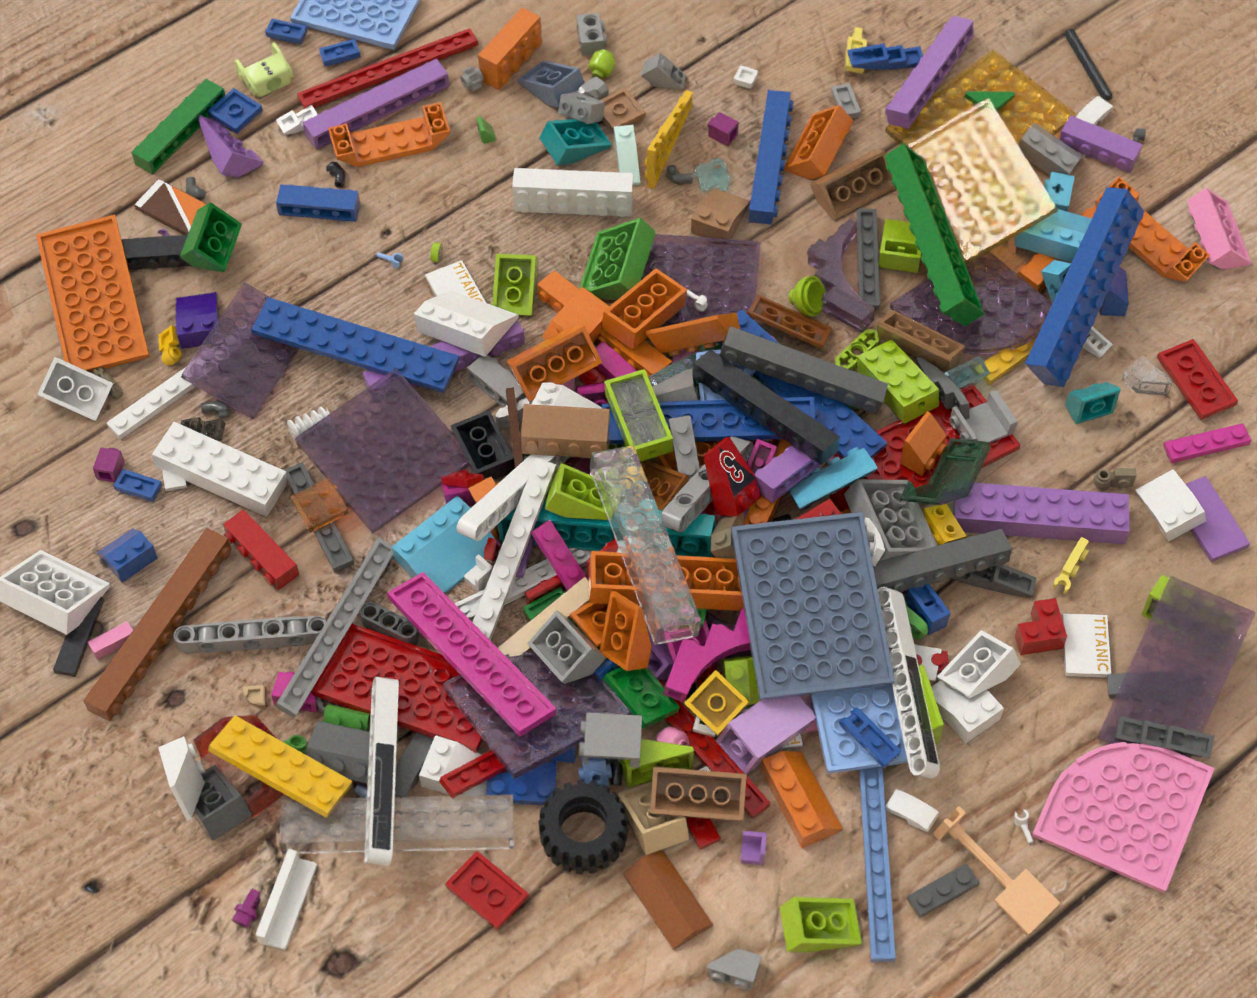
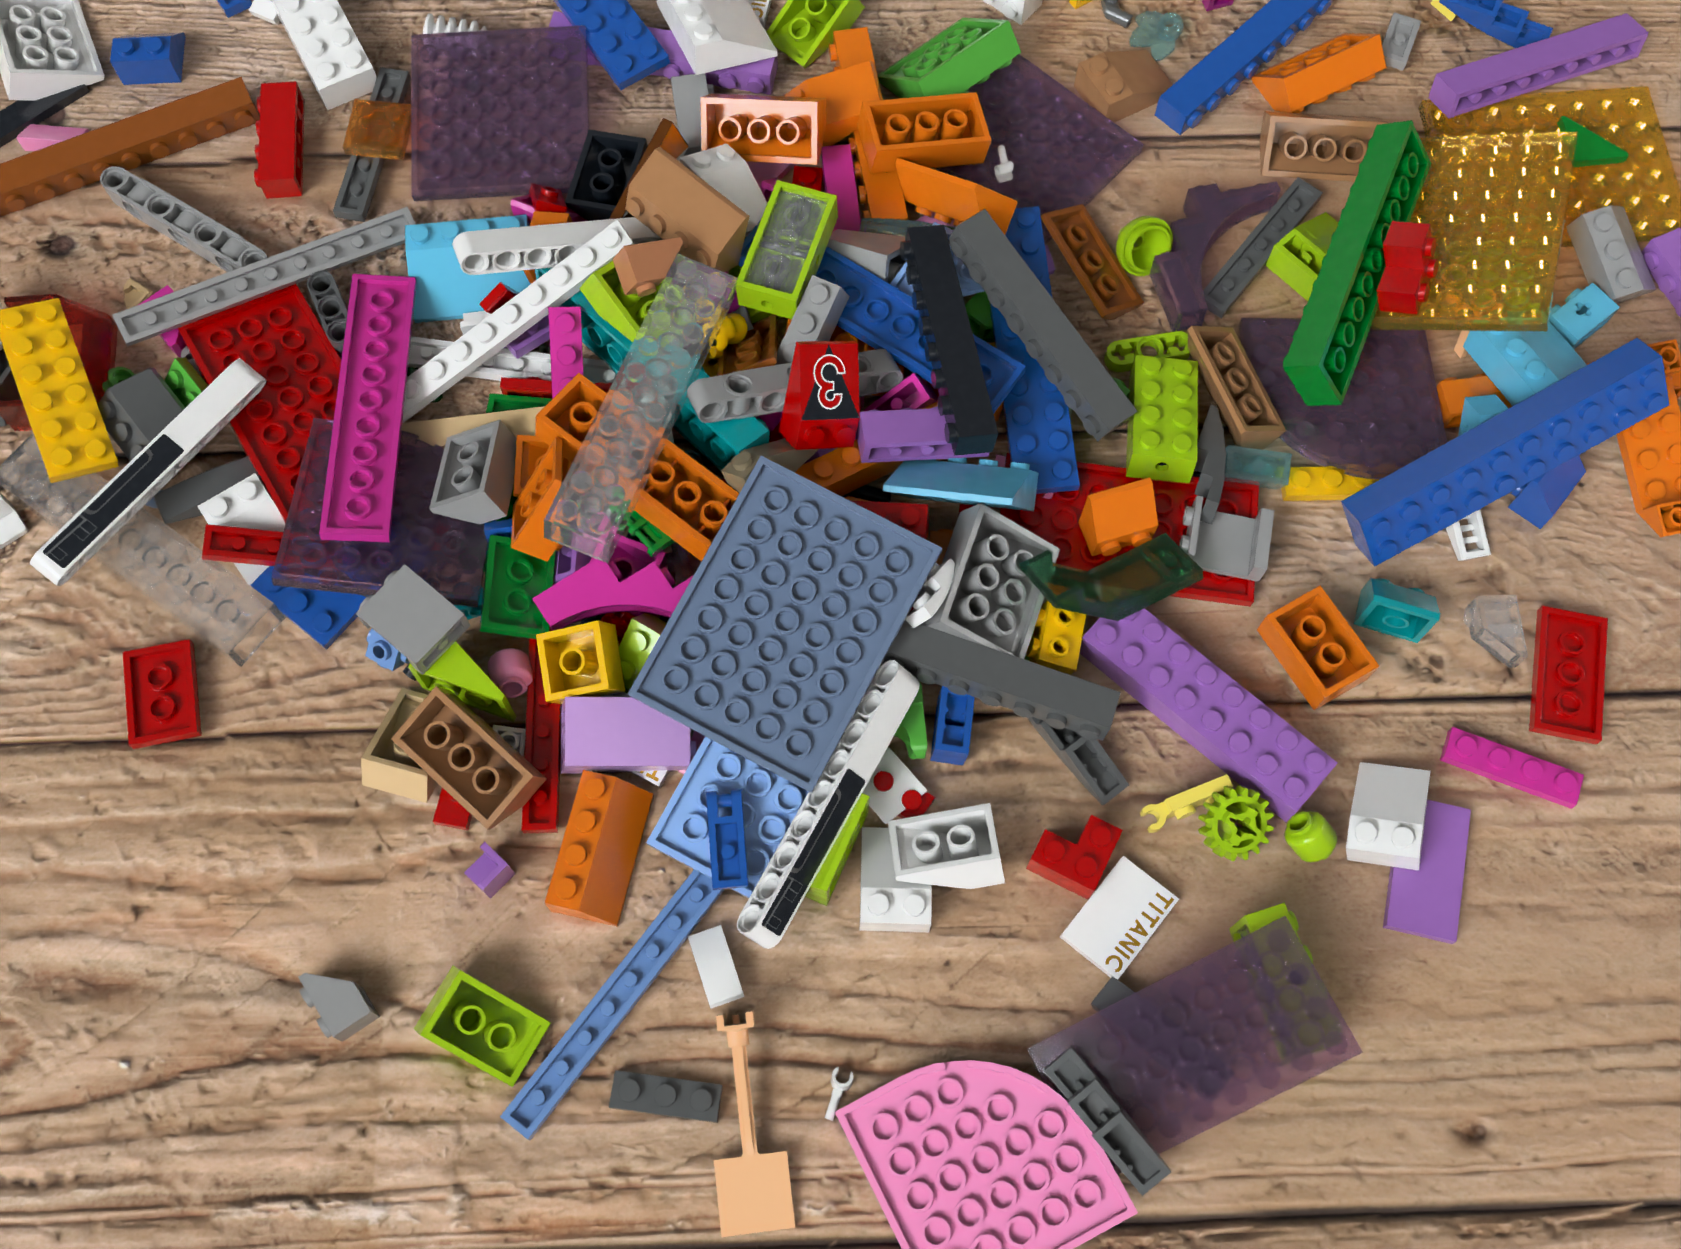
camera: 35 degrees right, 10 degrees up
(579, 471) = (645, 265): none -> nougat slope
(579, 799) = (296, 666): black tyre -> none
(667, 898) = (346, 856): dark orange slope -> none
(961, 220) = (1408, 267): none -> red brick
(1070, 446) = (1317, 647): none -> orange brick
(1103, 558) = (1228, 838): none -> lime gear
(1118, 478) = (1349, 731): dark tan plate -> none
(1143, 540) = (1310, 836): none -> lime head

